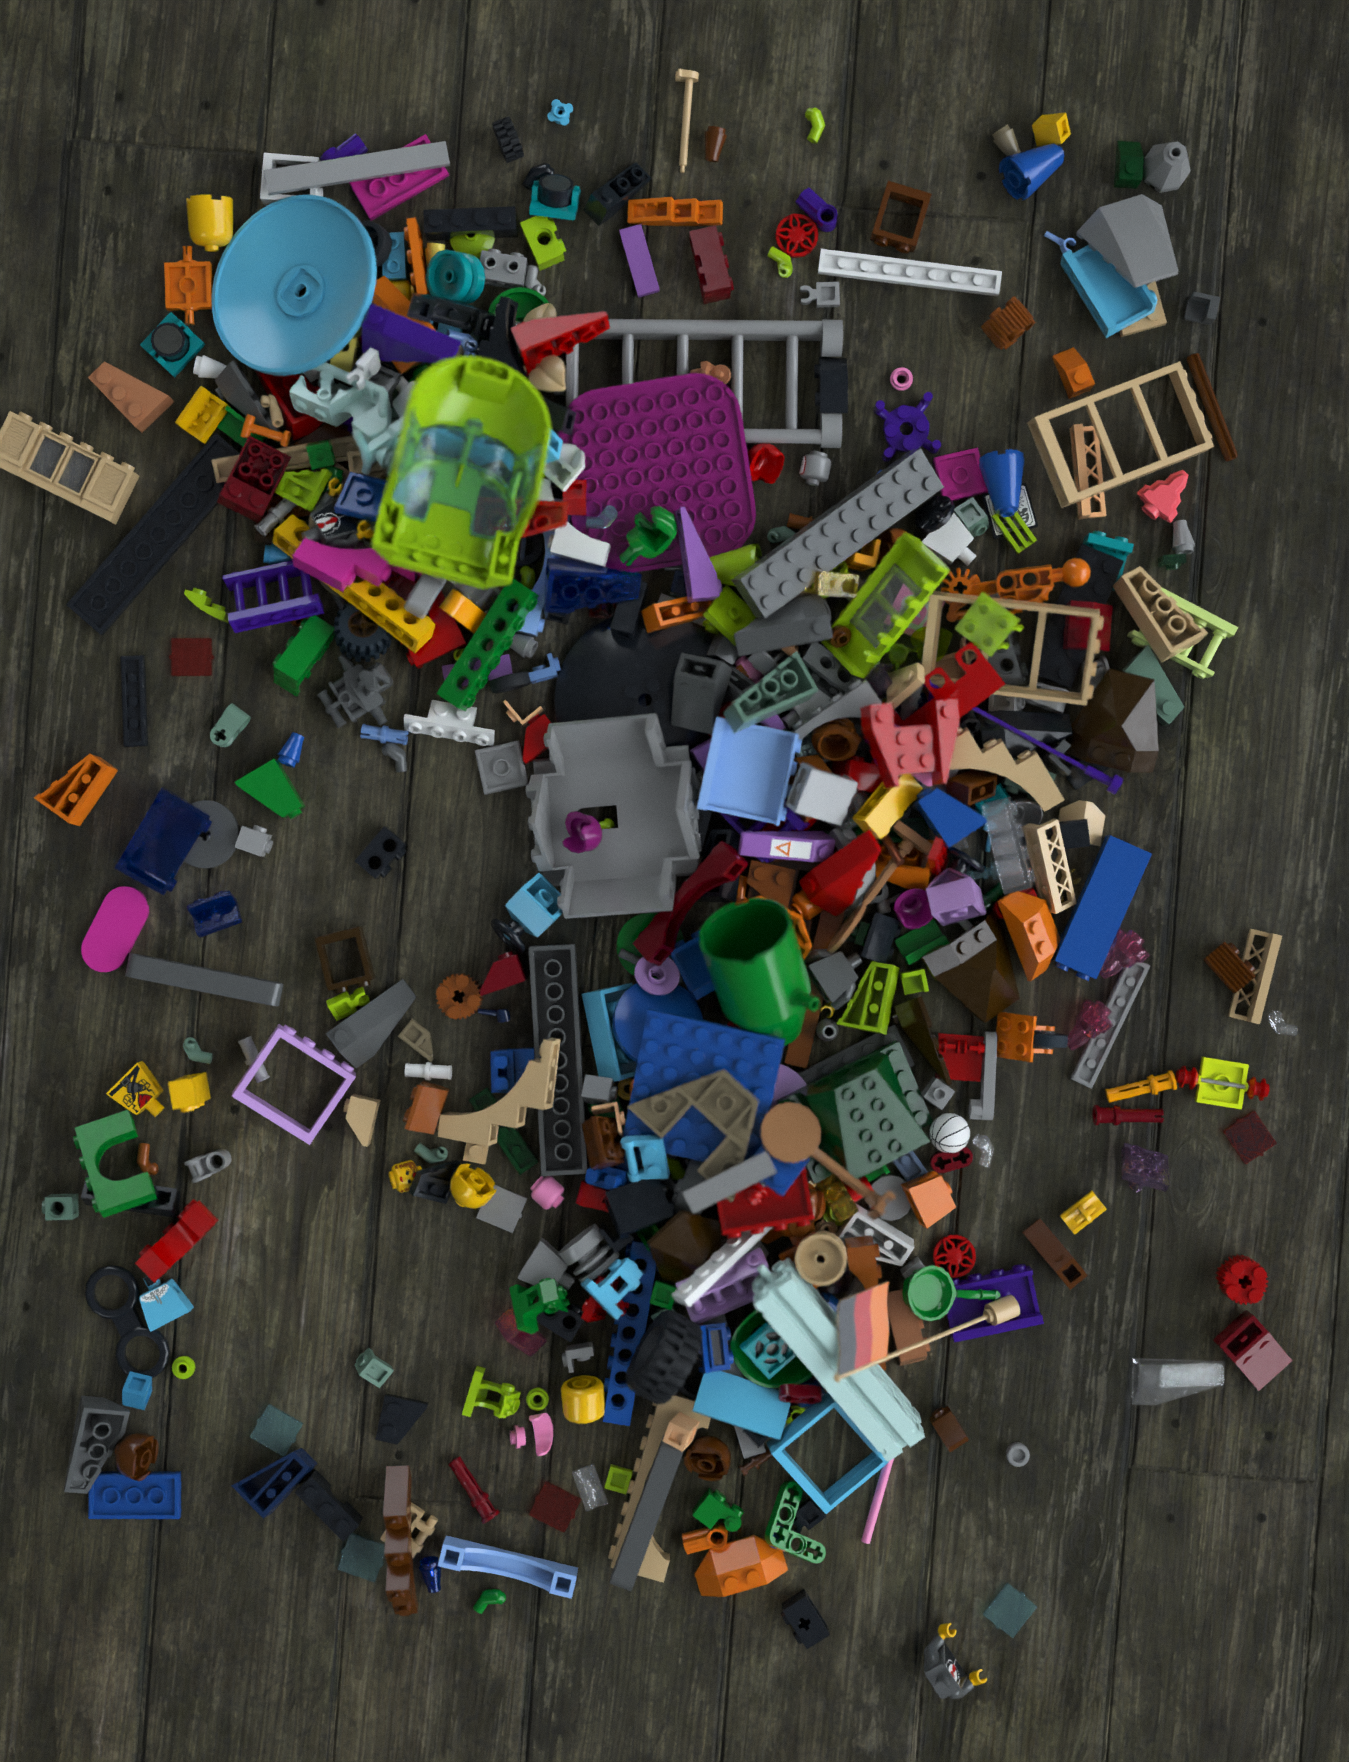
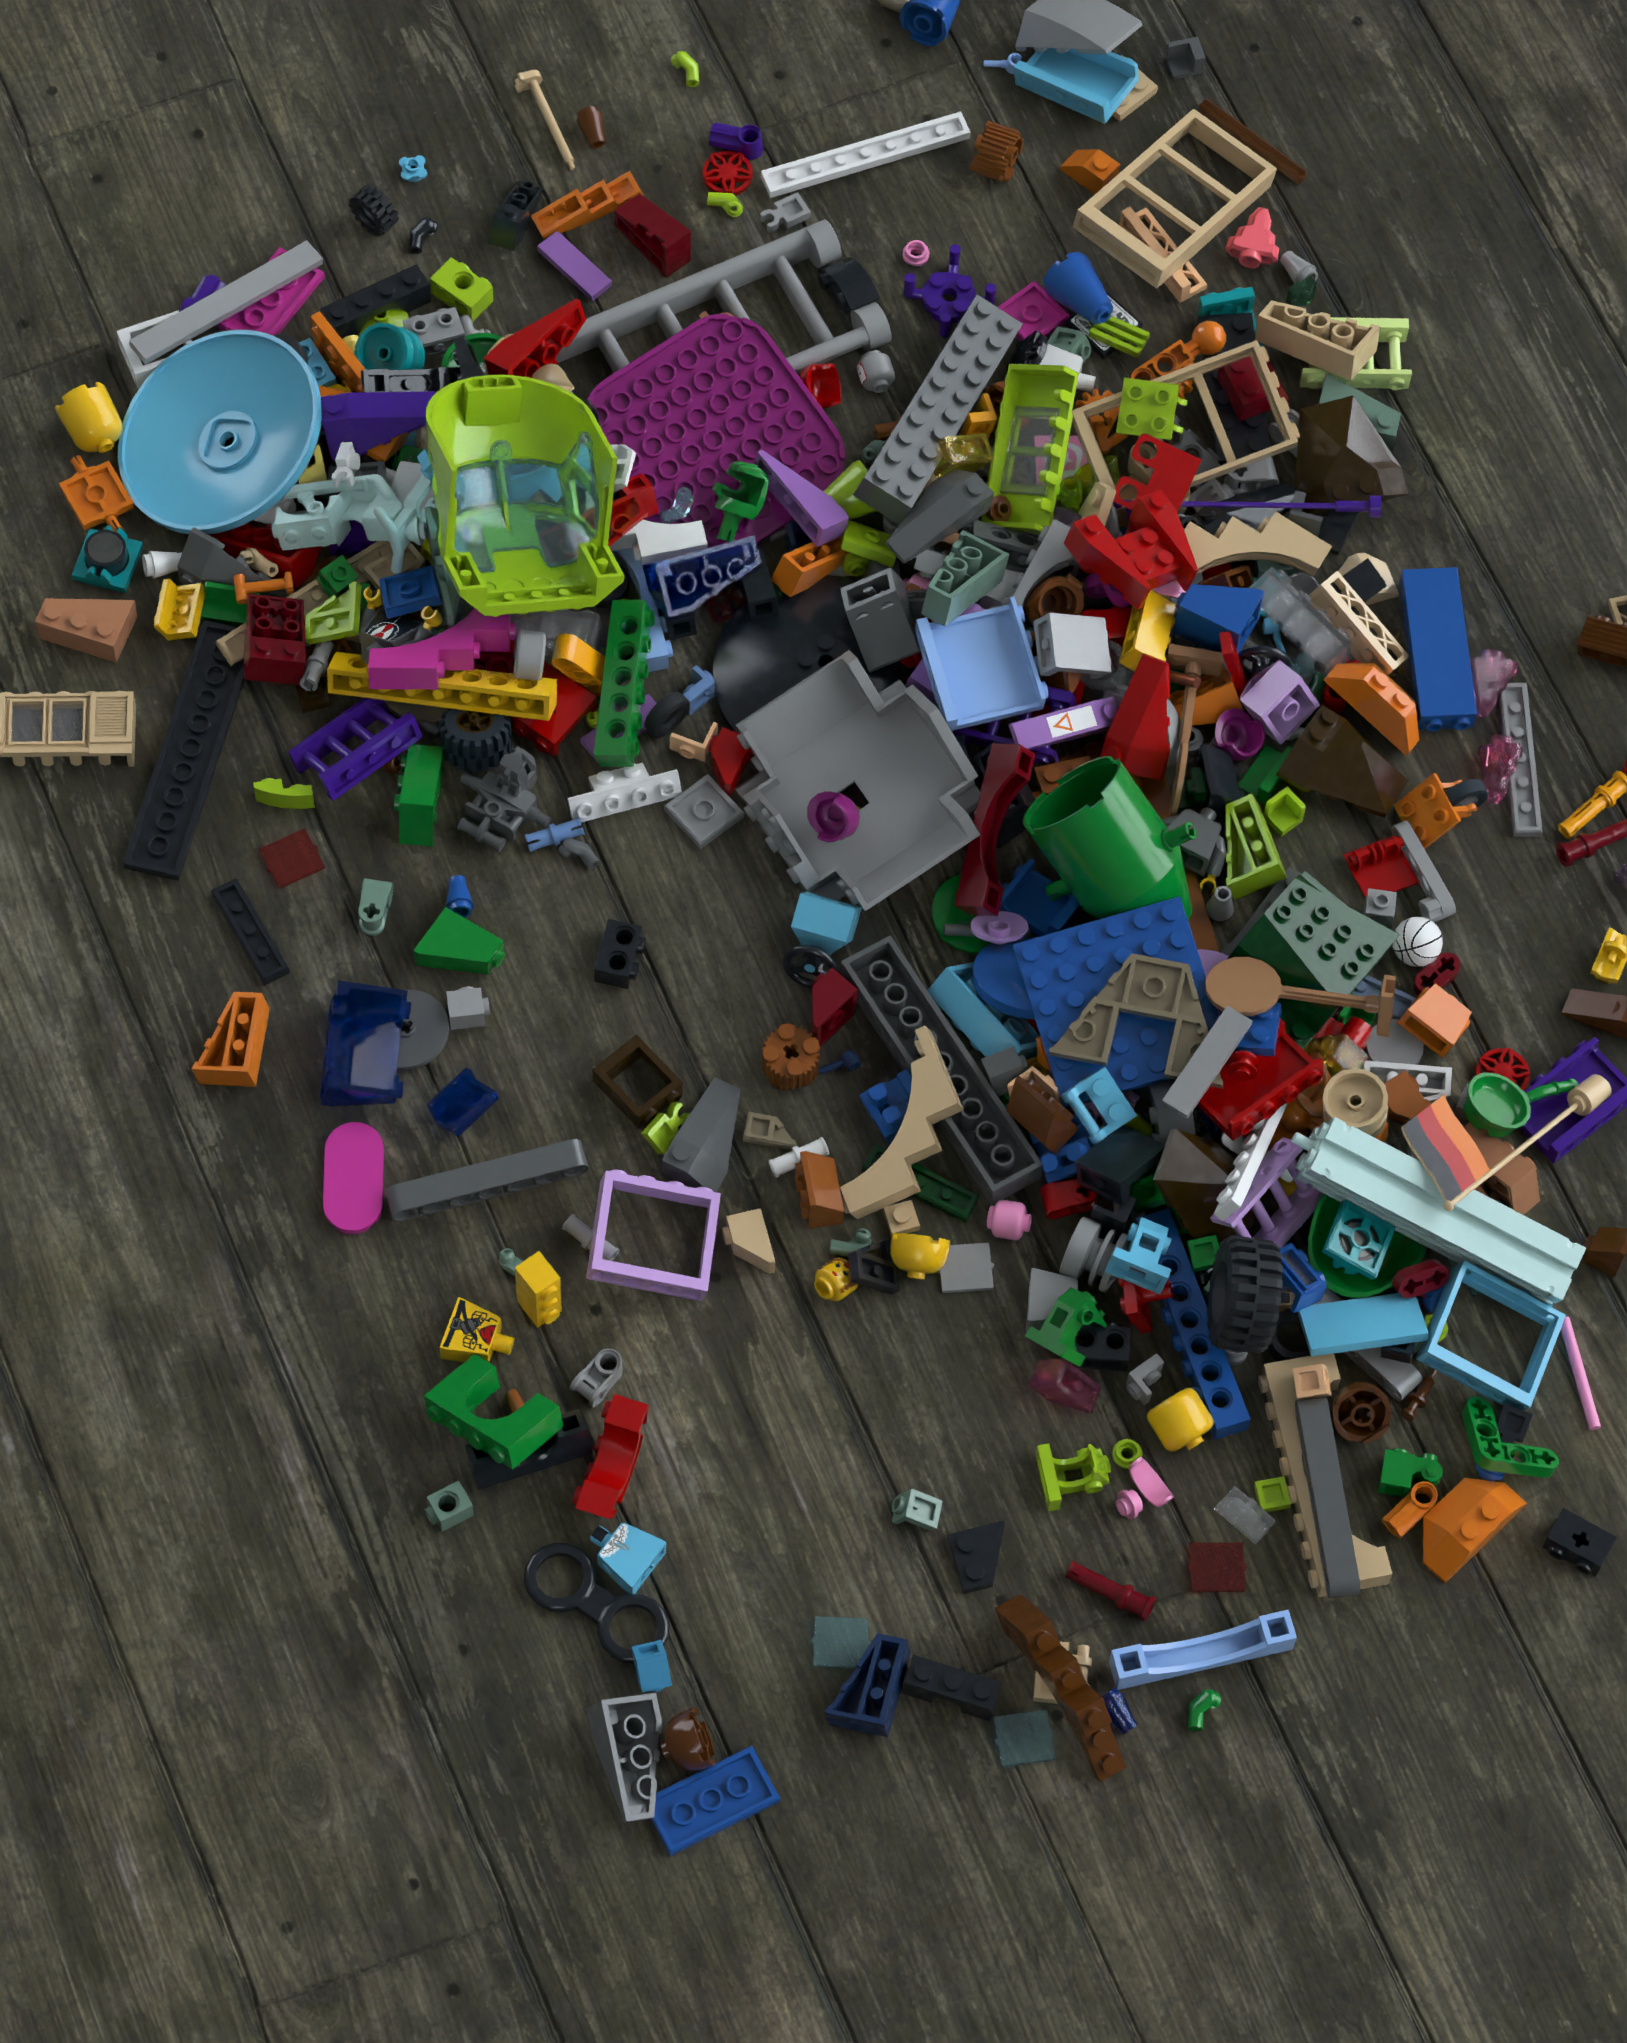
camera: 30 degrees left, 25 degrees down
(188, 1362) = (691, 1629): lime plate -> none
(274, 555) = (333, 708): dark azure cone -> none
(524, 645) = (660, 677): light grey cone -> none
(555, 197) = (454, 238): piece -> none
(906, 195) = (826, 87): reddish brown window -> none
(916, 1025) = (1313, 849): dark brown wedge -> none
(986, 1148) = (1469, 946): clear arm -> none

